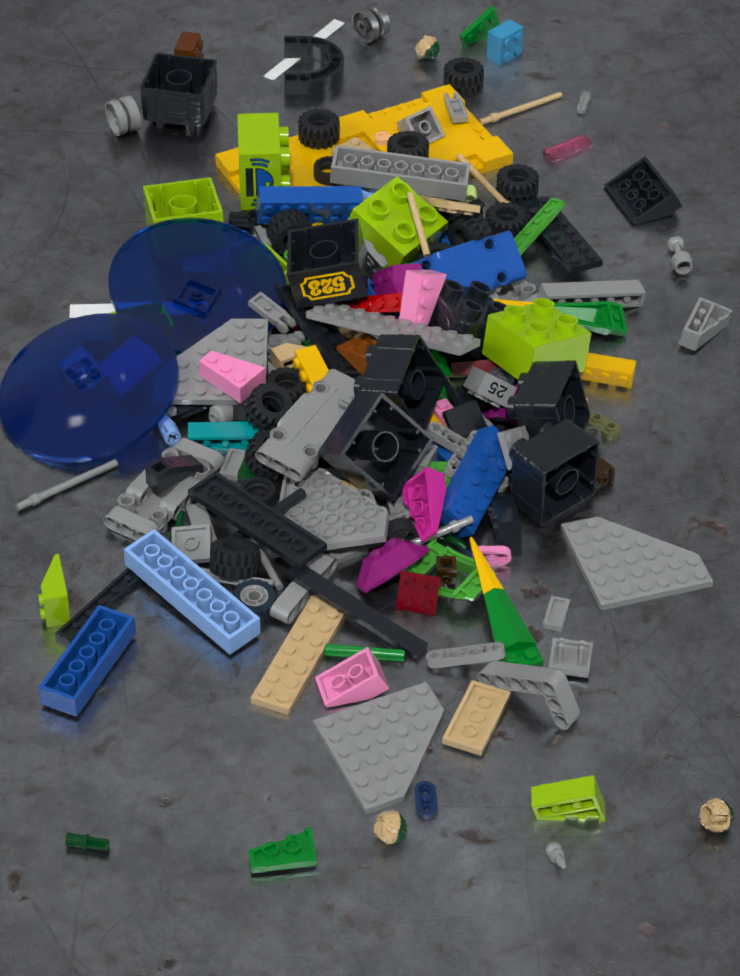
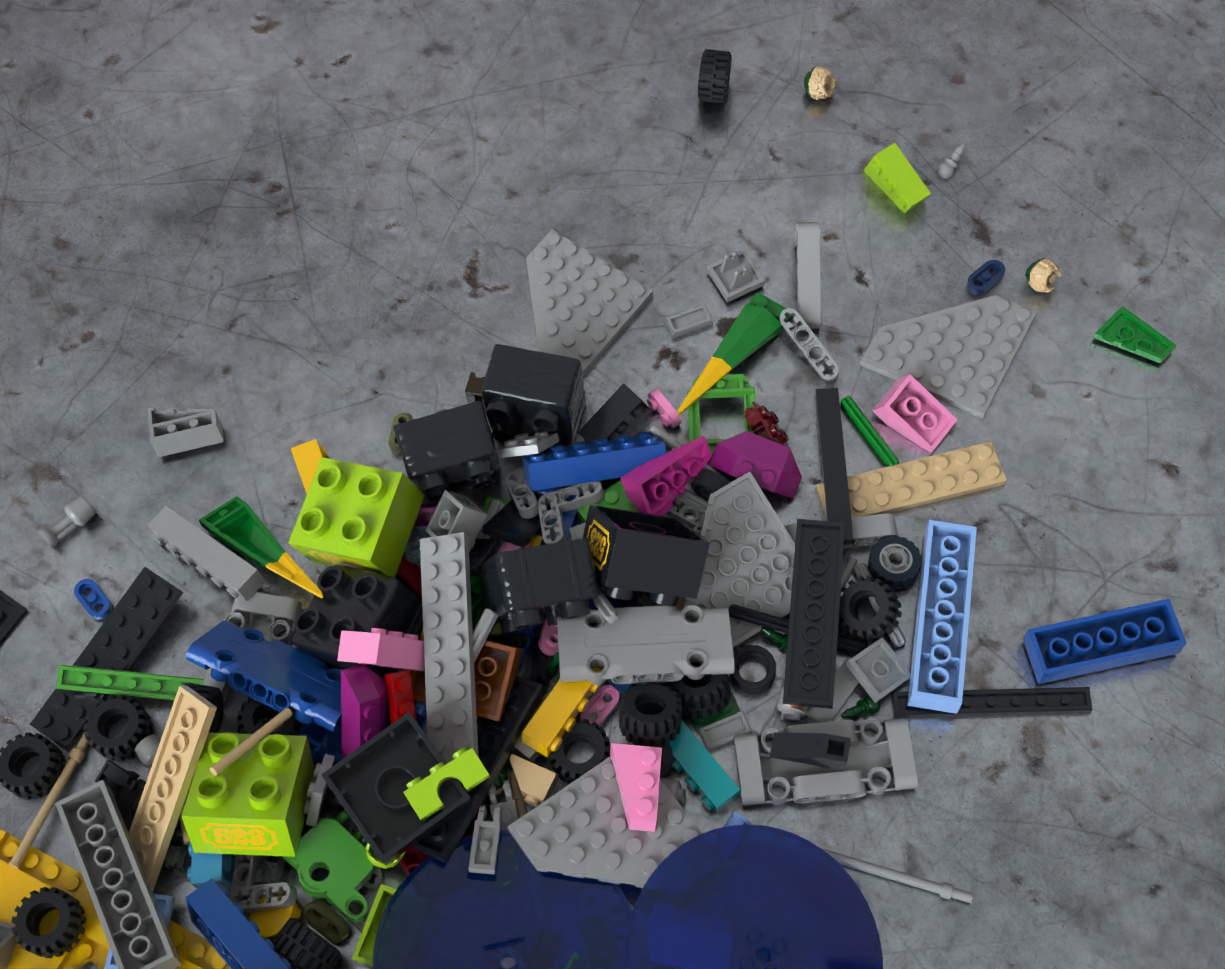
camera: 120 degrees left, 20 degrees up
(54, 596) = (1070, 728): lime slope -> none
(300, 267) = (425, 793): none -> lime arch
(447, 574) = (722, 423): dark brown brick -> none
(476, 718) = (866, 299): tan plate -> none
(610, 247) = (94, 600): none -> blue plate

